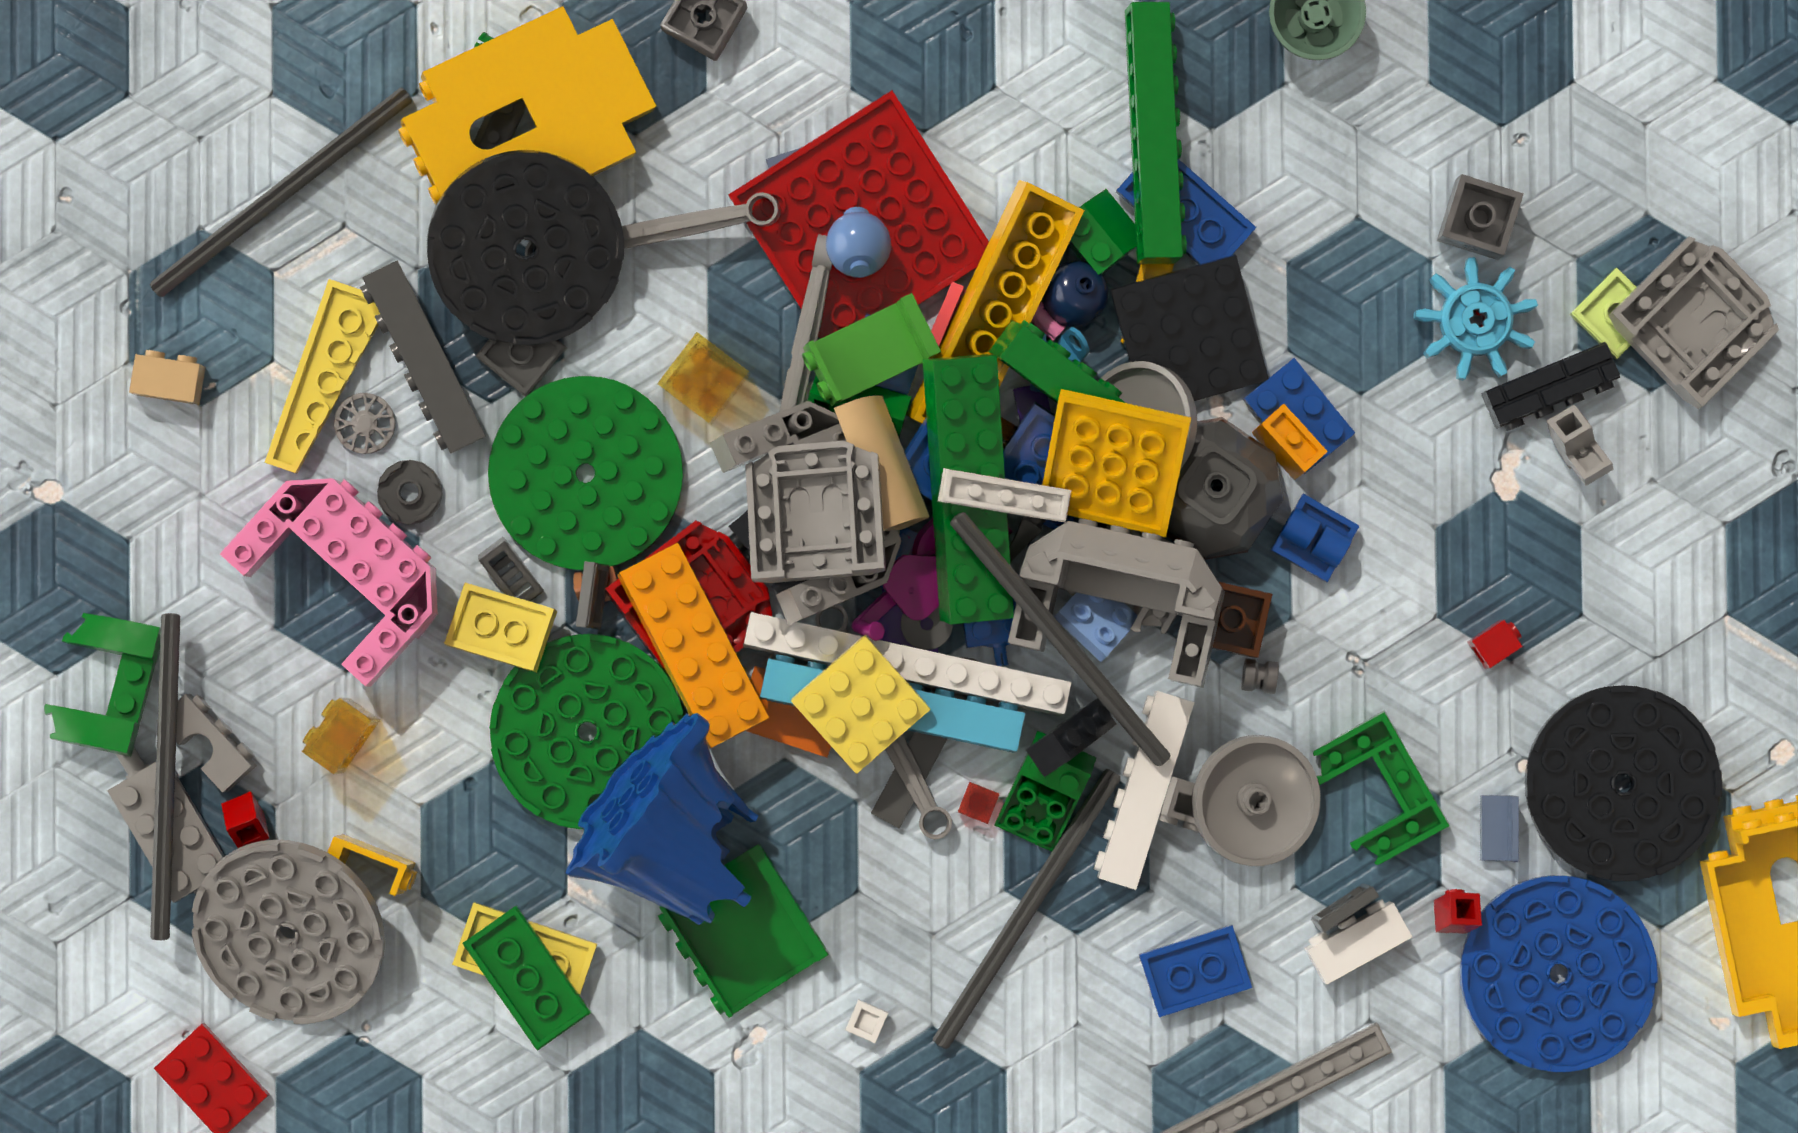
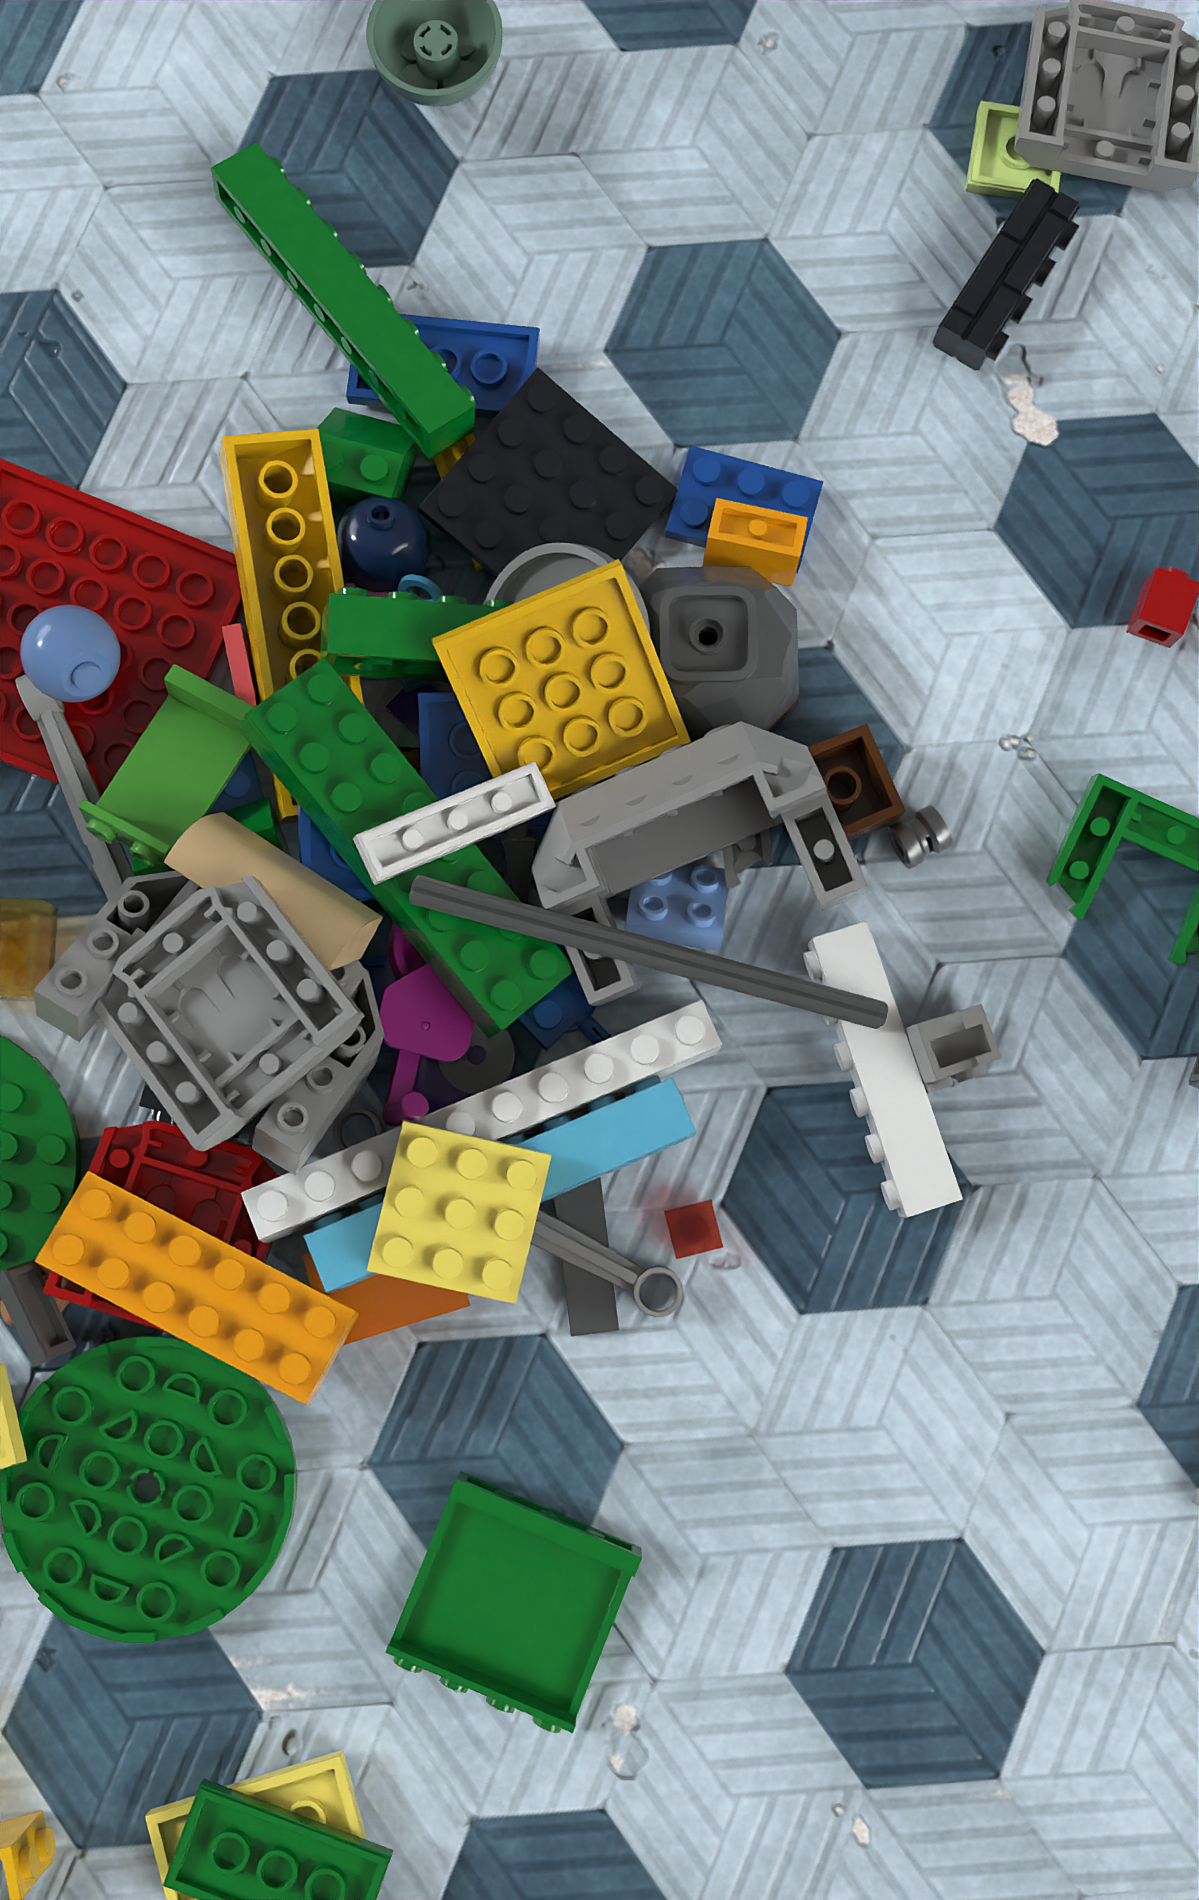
camera: 35 degrees left, 5 degrees down
(660, 825) = (311, 1553): blue piece -> none
(866, 1021) = (748, 1604): white plate -> none
(1026, 908) = (844, 1323): dark grey axle -> none
(1041, 805) = (765, 1156): green slope -> none
(1071, 737) = (750, 1067): black arch -> none
(1195, 970) = (1102, 1247): blue plate -> none
(1256, 800) = (1025, 986): light grey dish -> none
(1315, 538) = (866, 632): blue plate -> none
(1480, 217) = (787, 140): flat silver brick -> none
(1485, 302) = (873, 236): medium azure gear -> none
(1577, 445) = (1084, 319): light grey brick -> none

